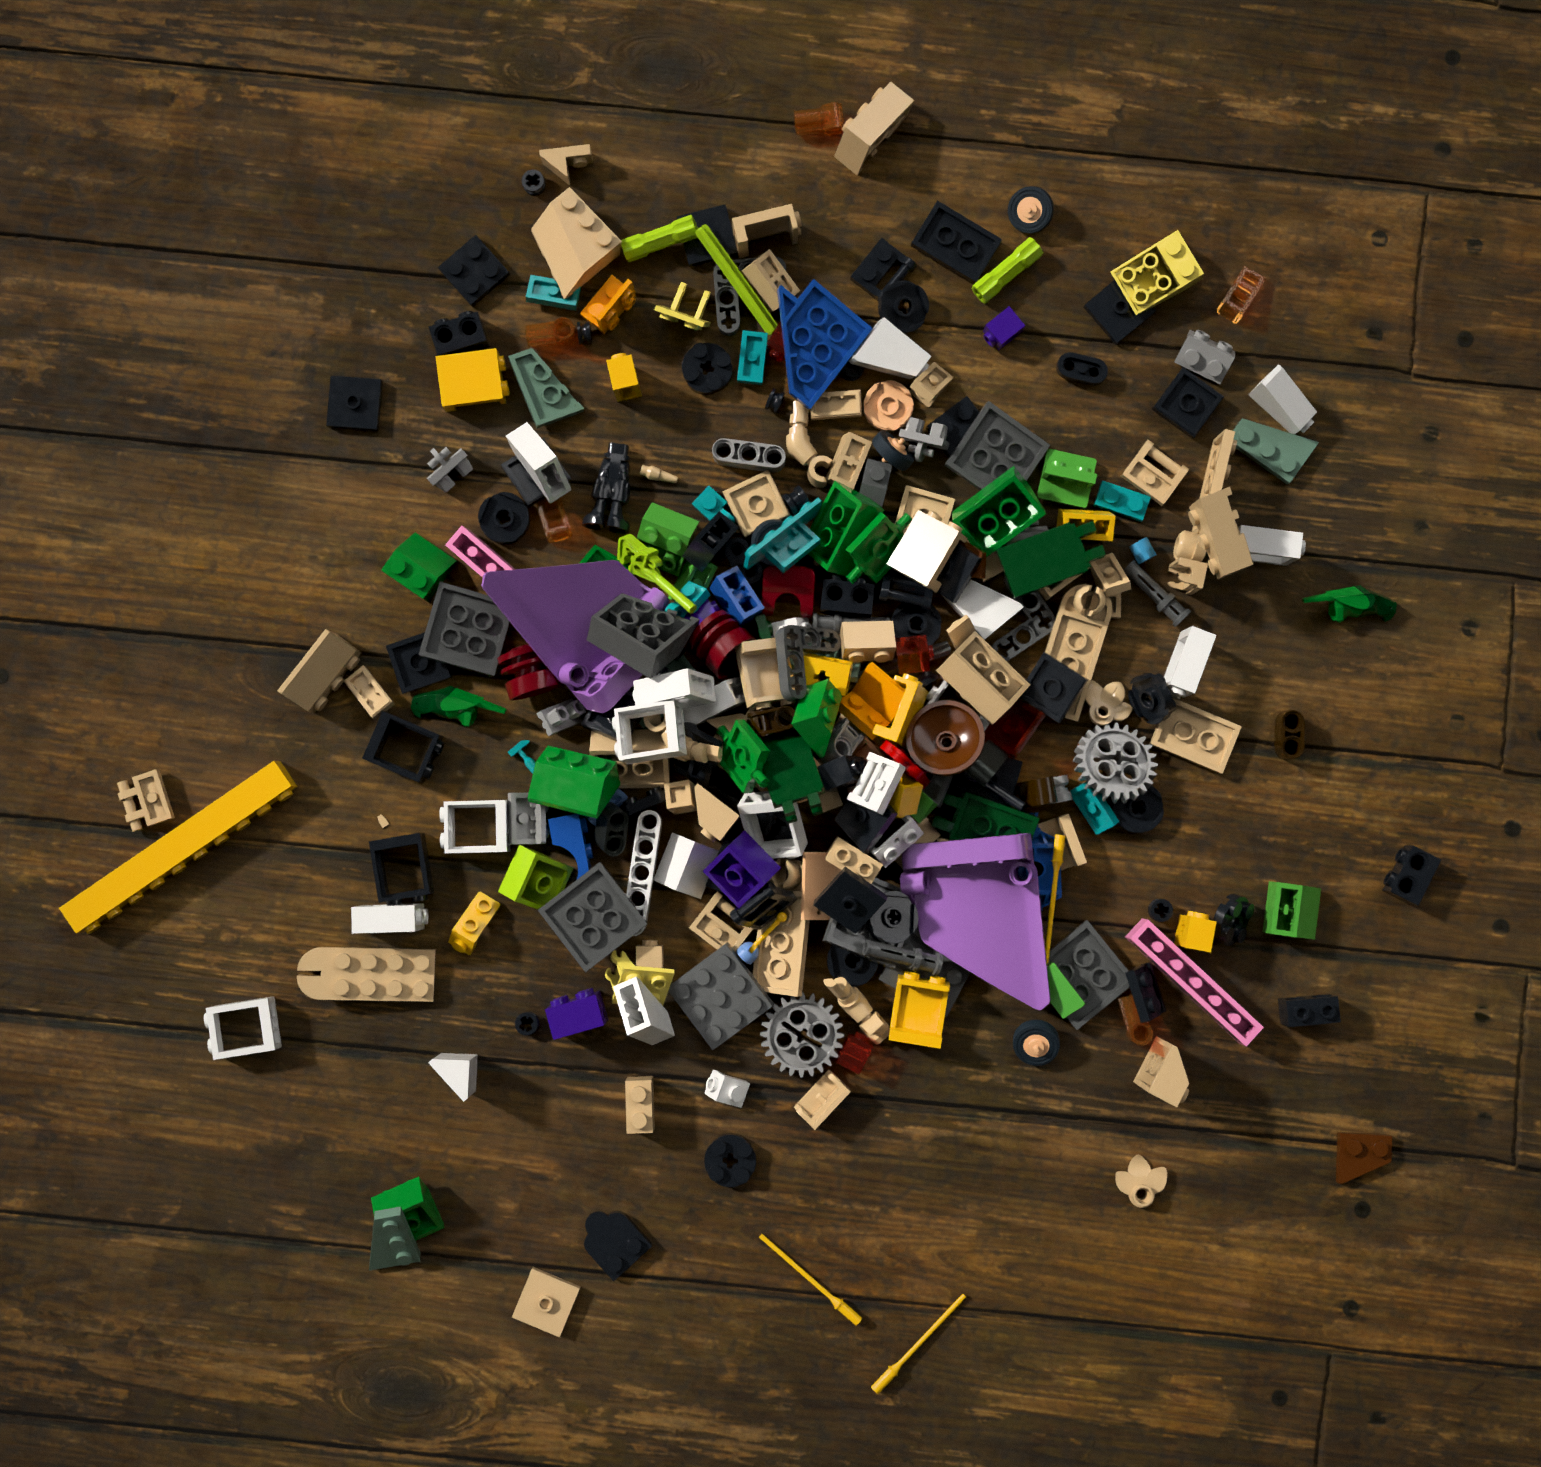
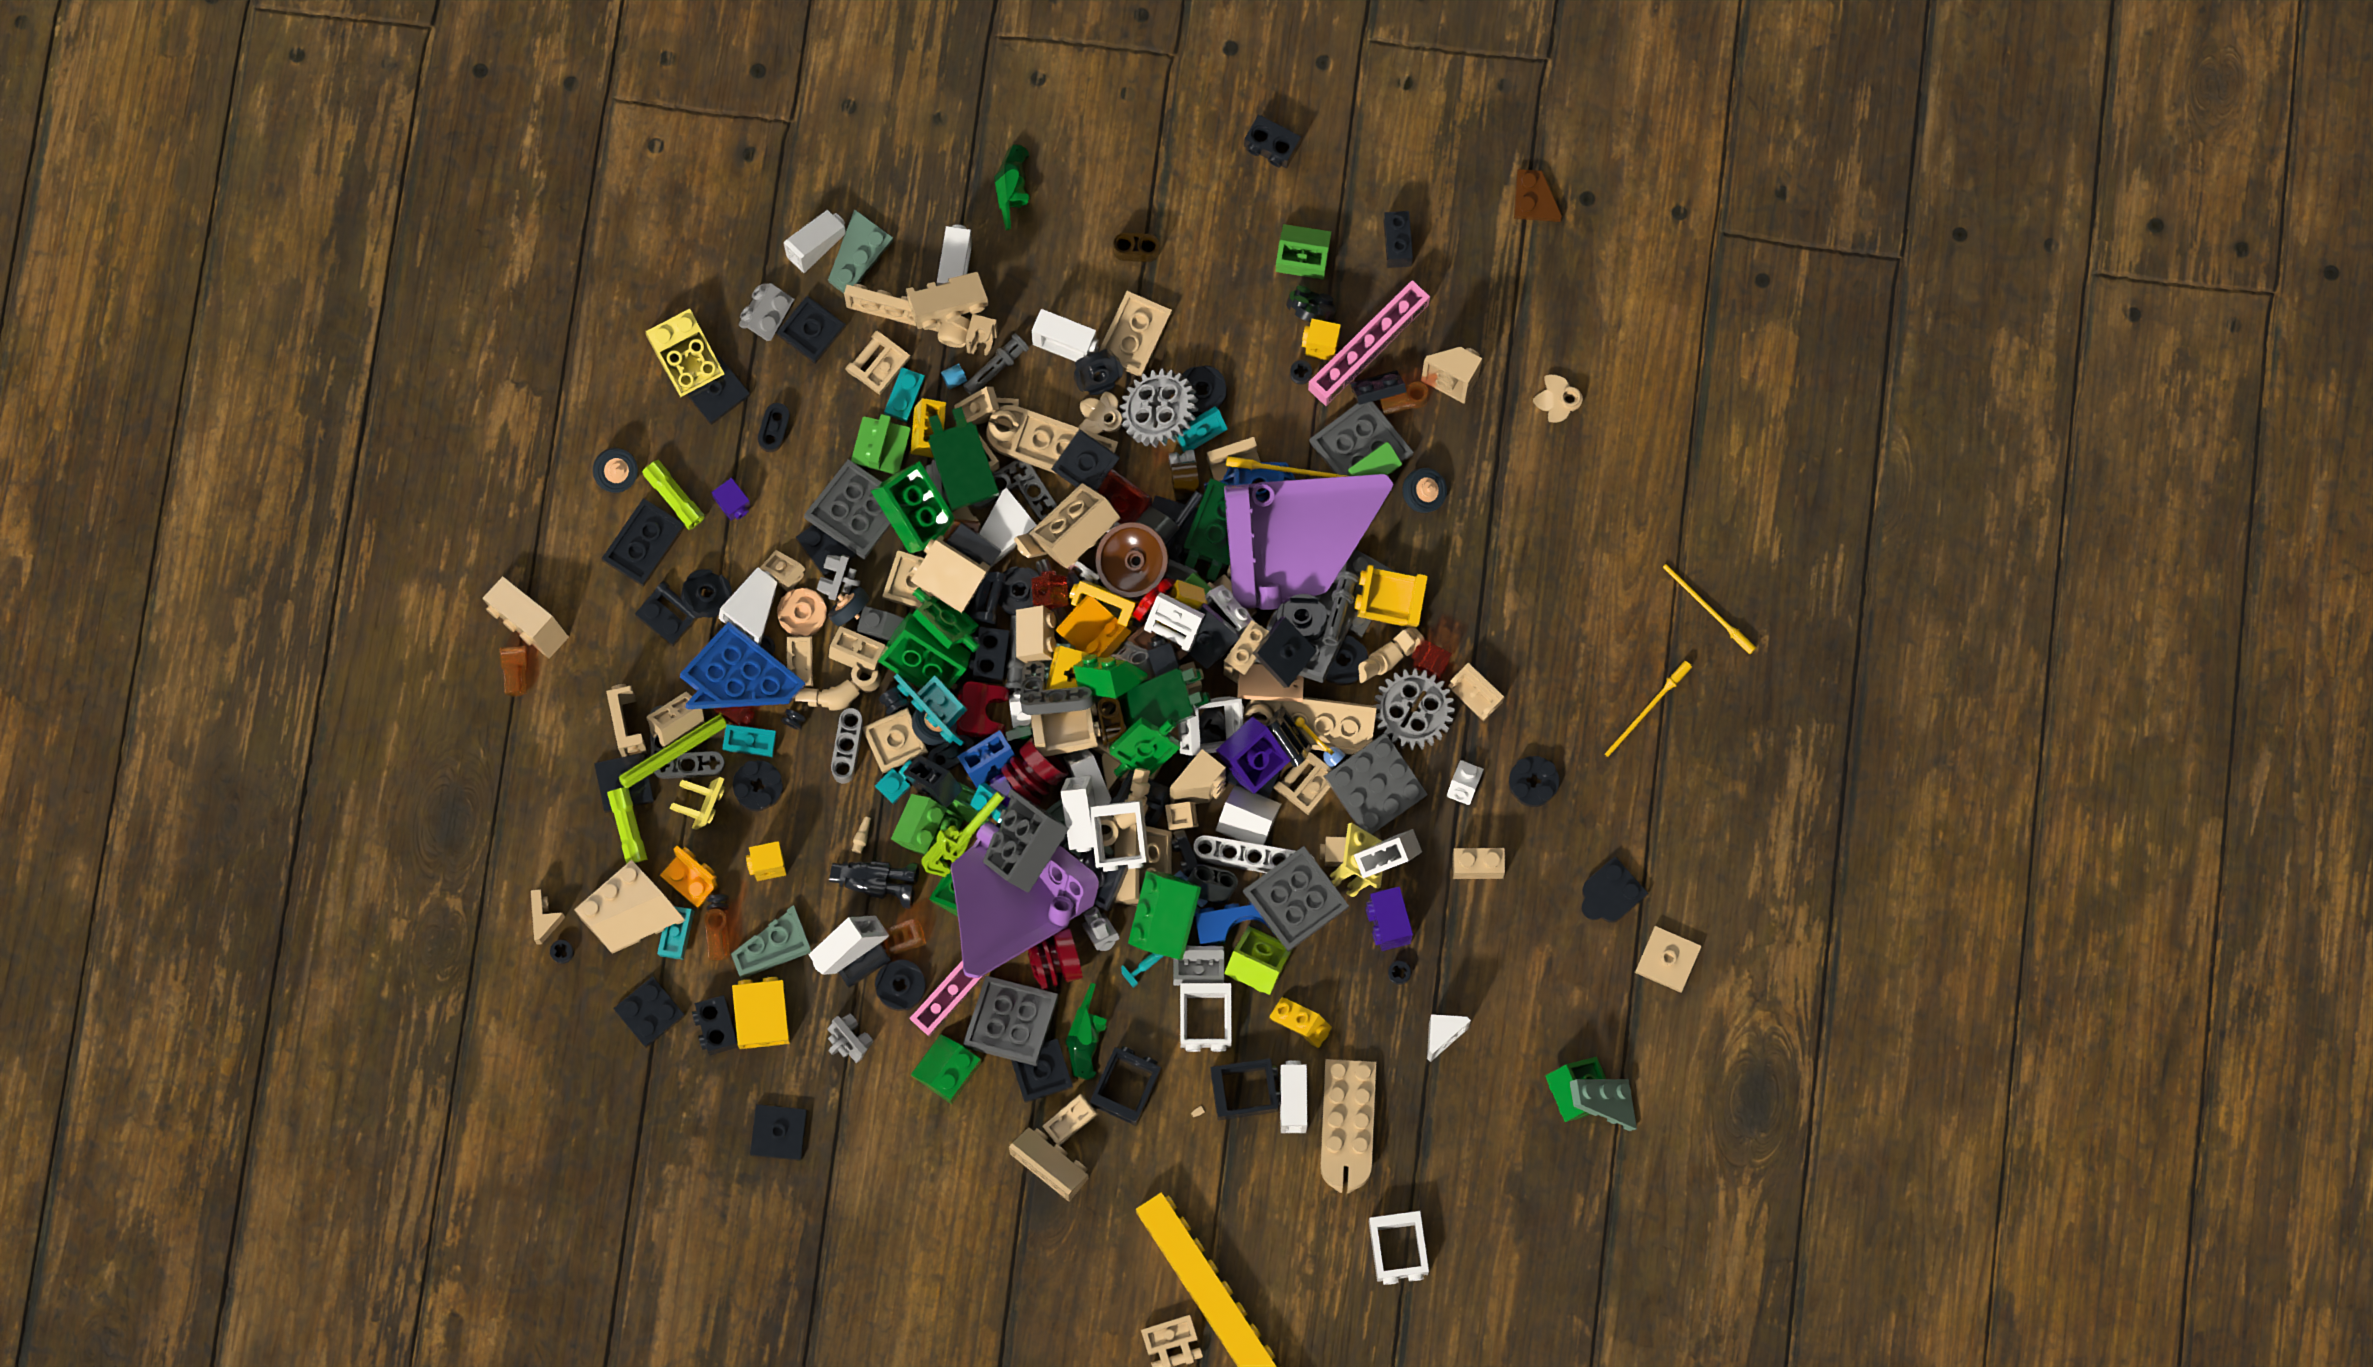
camera: 90 degrees left, 10 degrees down
(1234, 309) = (718, 285): clear orange slope -> none

